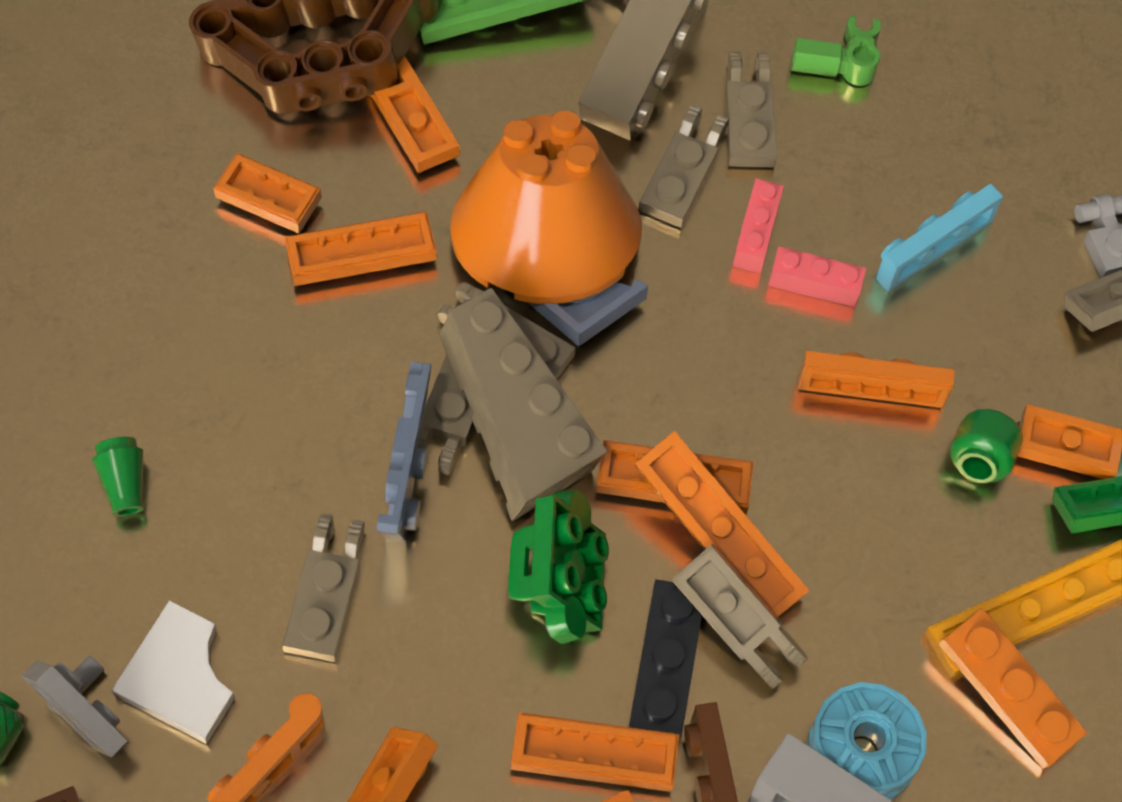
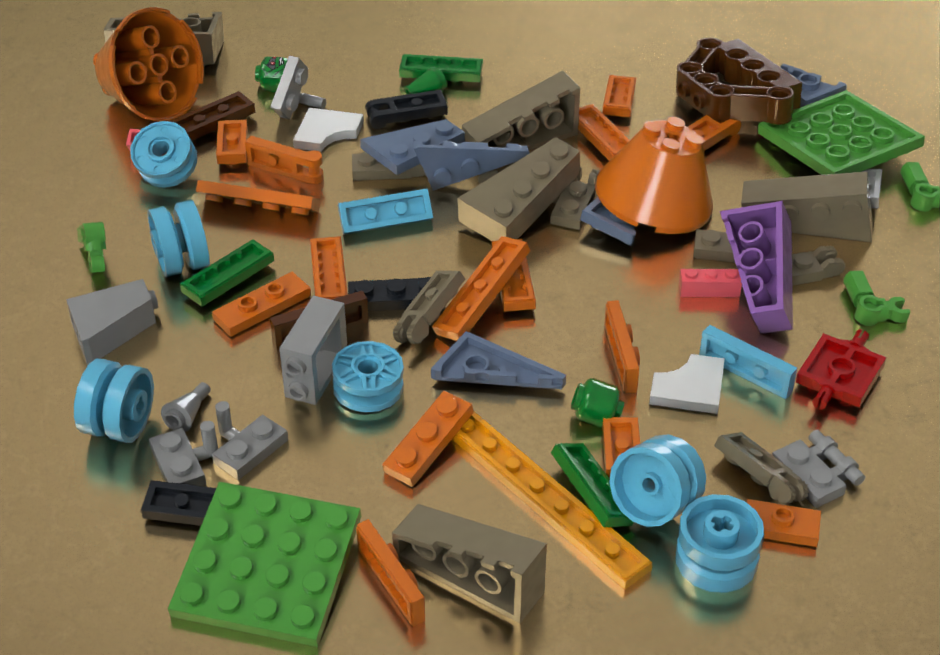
camera: 80 degrees right, 20 degrees down
(71, 439) = (453, 68): none -> green plate
(176, 523) = (405, 108): none -> black plate
(312, 352) = (530, 117): none -> dark tan wedge
(318, 539) = (396, 148): none -> sand blue wing
(468, 627) = (385, 211): none -> medium azure plate
(565, 566) = (430, 230): green piece -> none
(773, 139) = (763, 257): none -> medium lavender wedge
(817, 276) = (687, 314): coral piece -> none
(863, 572) = (484, 362): none -> sand blue wing
(958, 319) = (691, 387): none -> white tile
(971, 137) = (841, 369): none -> red plate

